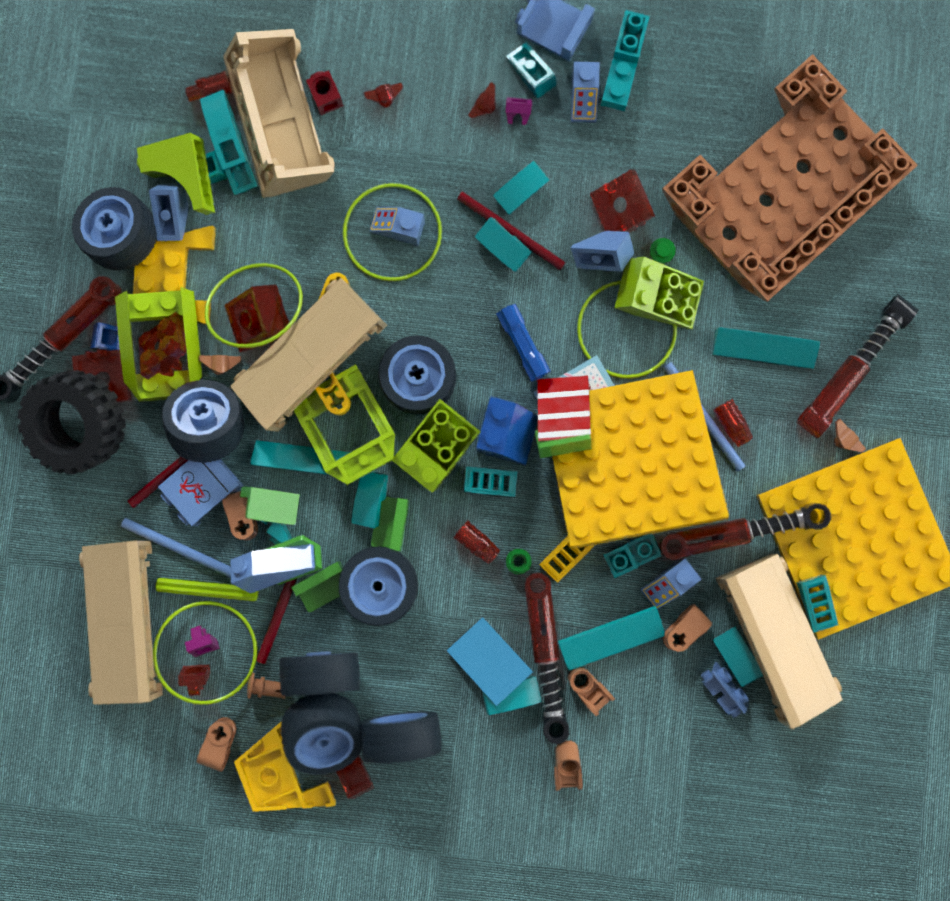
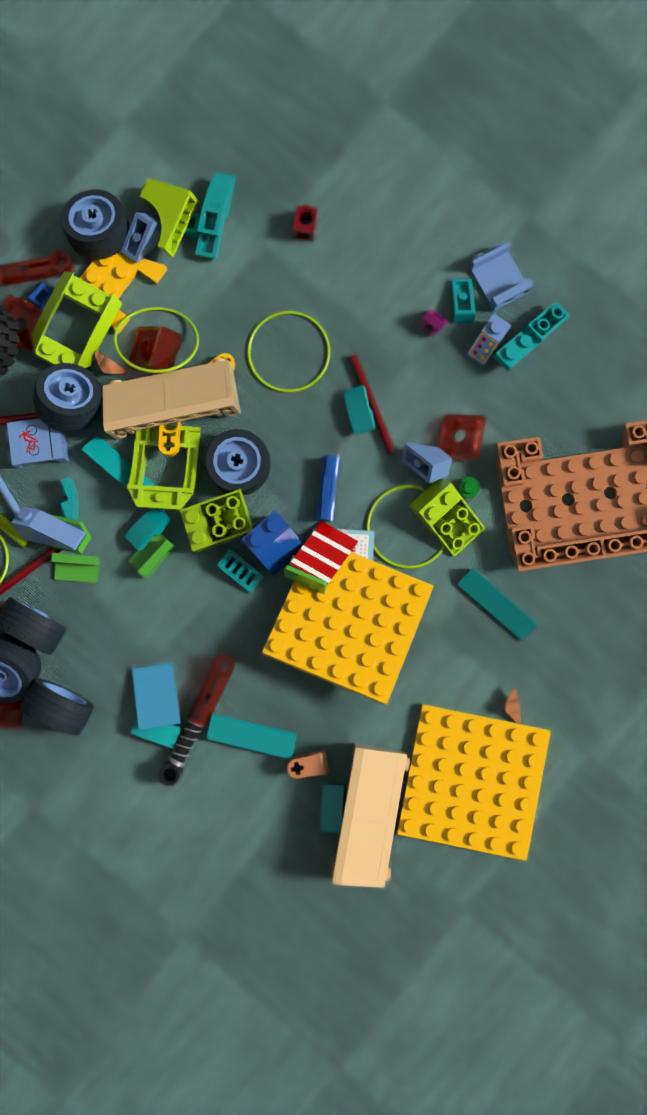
camera: 30 degrees right, 0 degrees up
(172, 346) = (77, 332): clear red piece -> none
(209, 85) = (229, 167): clear red hinge -> none
(235, 510) = (50, 478): nougat piece -> none
(270, 505) = (75, 487): panel -> none
(275, 111) = (262, 214): tan windscreen -> none
(359, 593) = (97, 586): wheel -> none
(384, 94) = (346, 251): clear red piece -> none
(398, 224) = (296, 349): medium blue slope -> none
(476, 542) = (202, 607): clear red hinge -> none
(485, 103) = (413, 302): clear red piece -> none
(510, 561) = (216, 639): green plate -> none
(521, 187) = (399, 378): teal slope -> none
(565, 569) = (242, 666): yellow slope -> none
(567, 766) = (161, 805): nougat piece -> none
(592, 693) = (212, 766): nougat piece -> none
(633, 555) = (306, 688): teal slope -> none
(670, 583) = (318, 725): medium blue slope -> none
(715, 431) = (421, 630): medium blue piece -> none
(733, 422) = (439, 641): clear red hinge -> none
(733, 697) = (309, 836): medium blue hinge -> none
(741, 531) = (392, 721): piece -> none
(803, 587) = (420, 811): teal slope -> none
(820, 413) = (551, 660): piece -> none

